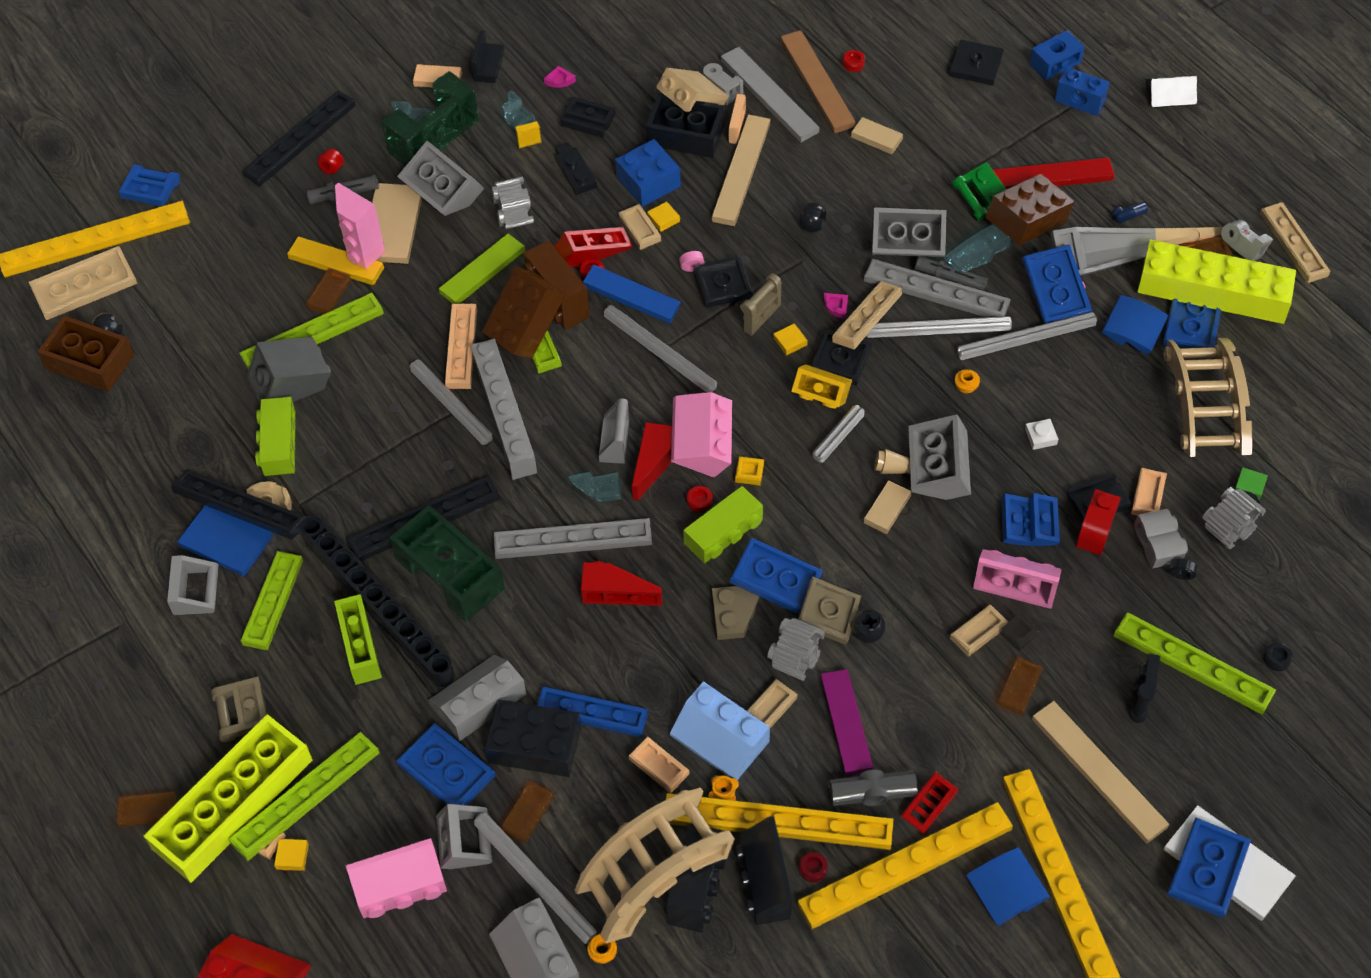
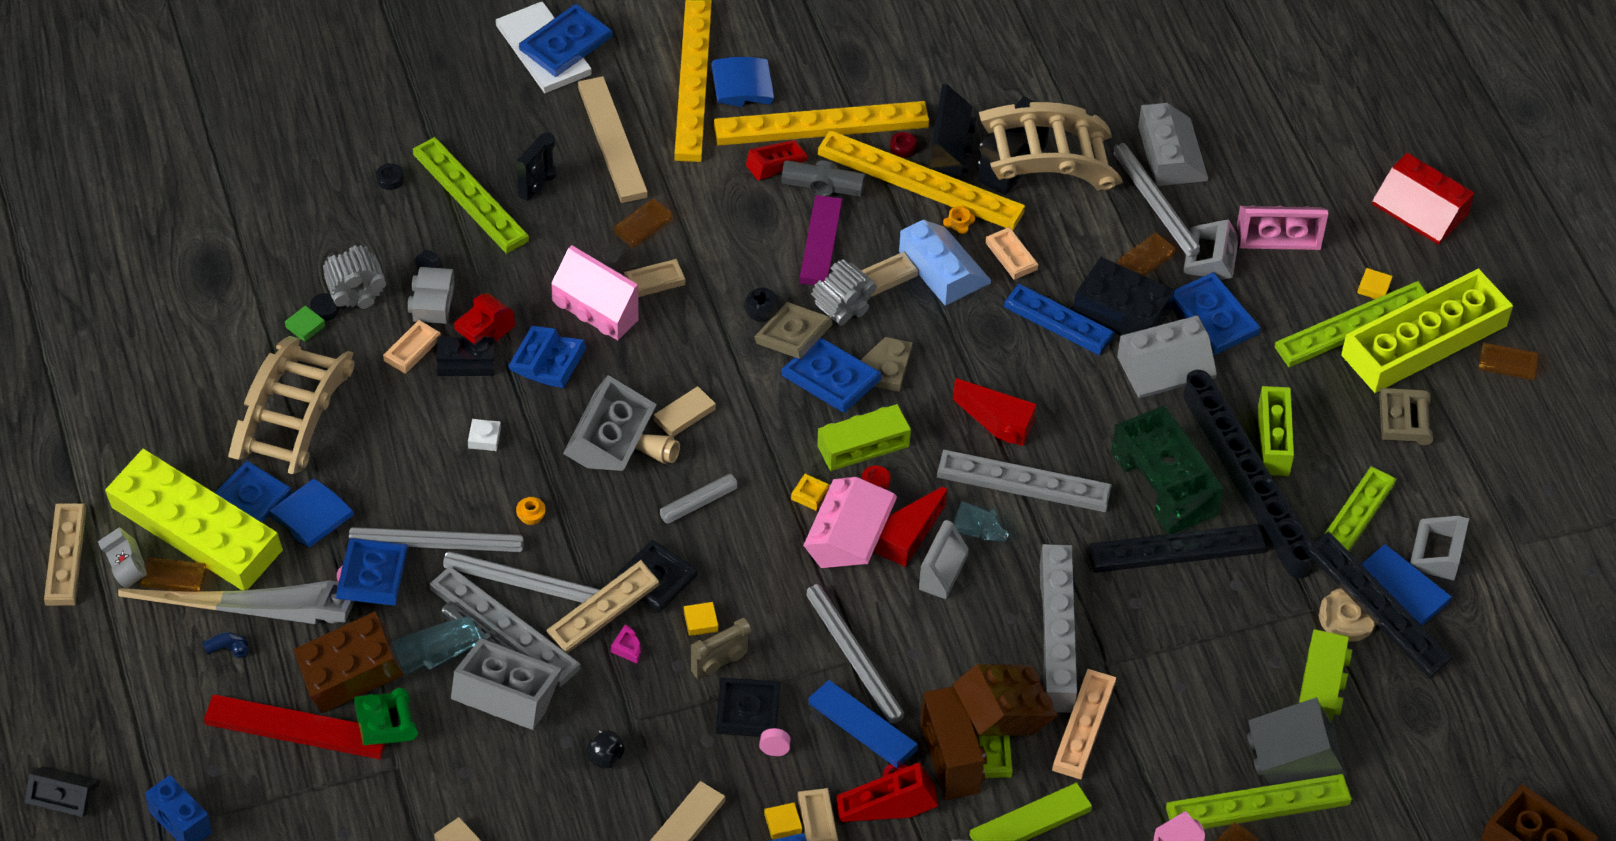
camera: 165 degrees left, 5 degrees down
(451, 402) = (1114, 665): light grey axle -> none
(597, 957) = (1117, 137): light orange plate -> none
(822, 386) = (695, 538): yellow brick -> none

